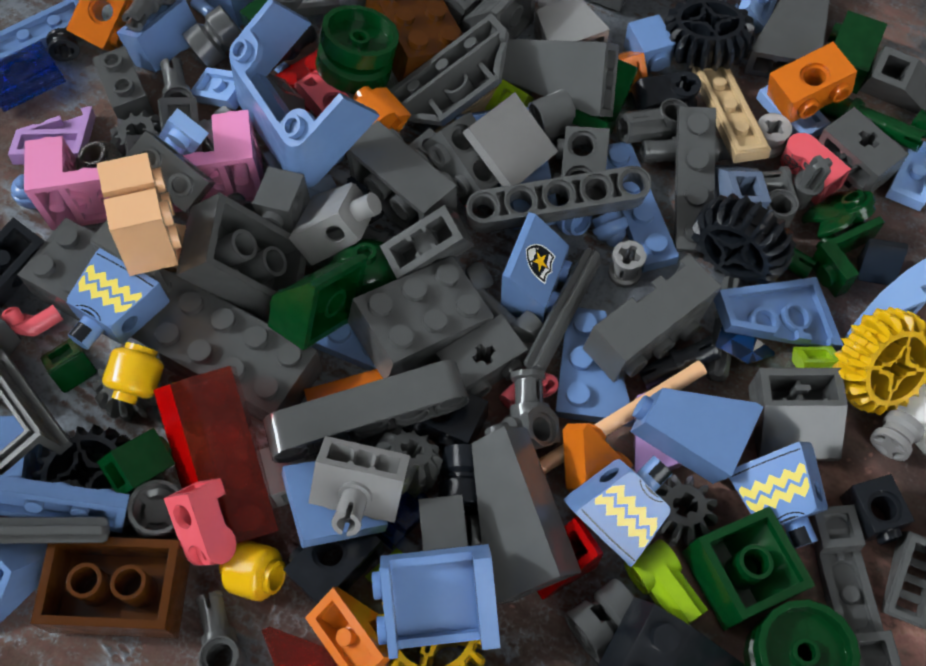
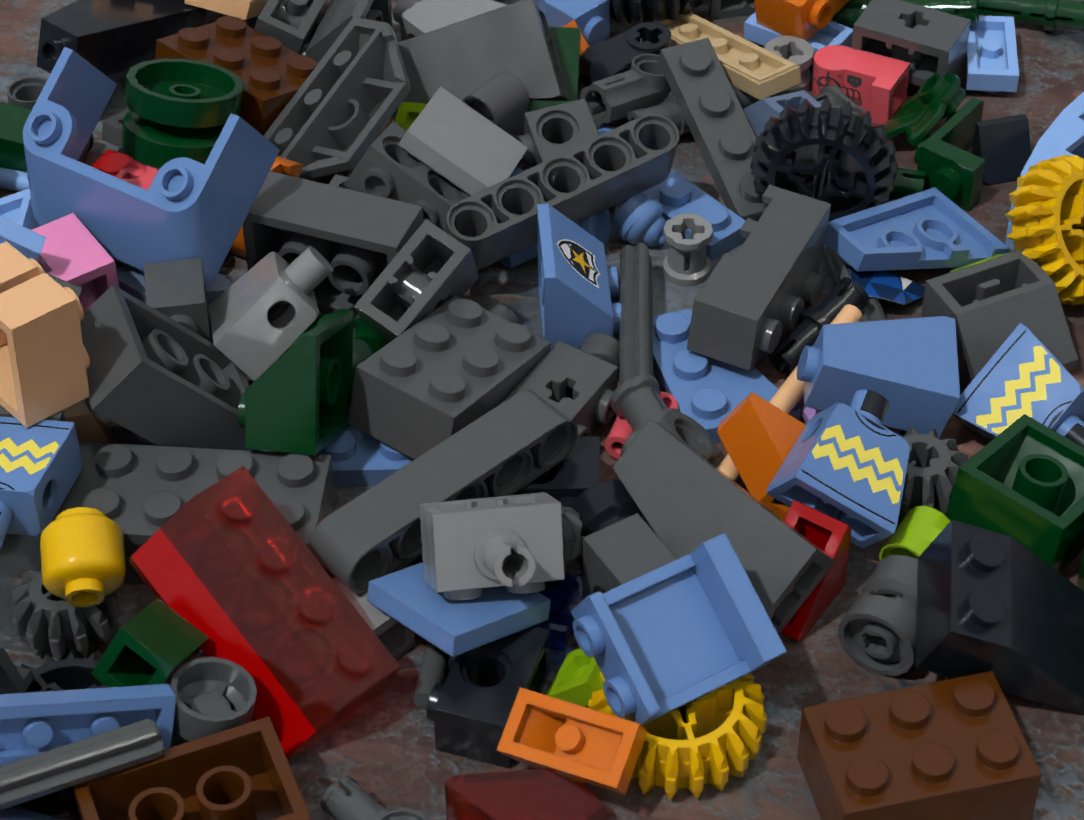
camera: 25 degrees left, 20 degrees down
(201, 523) = (291, 686): coral leg -> none
(253, 571) = (382, 741): yellow head -> none
(811, 180) = (869, 85): dark grey axle -> none

